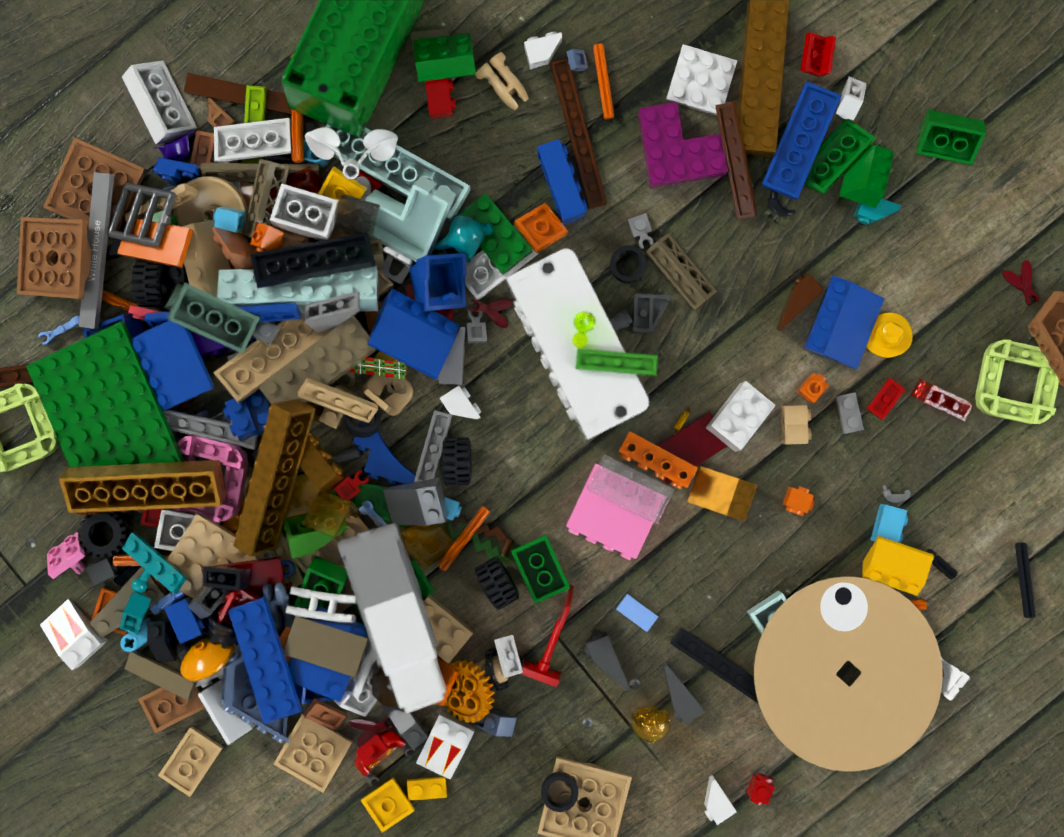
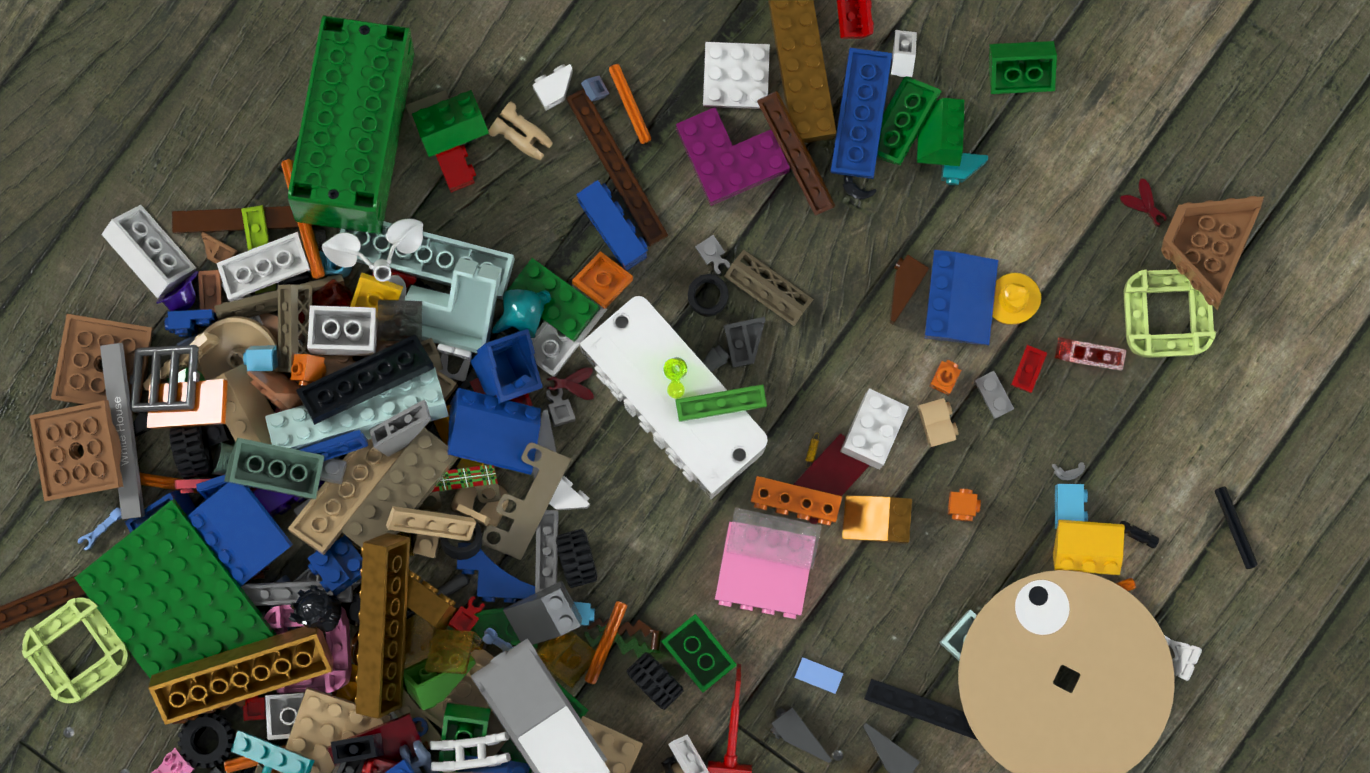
camera: 15 degrees left, 5 degrees down
(220, 449) = (316, 609): none -> black hair
(429, 409) = (531, 510): none -> dark tan piece

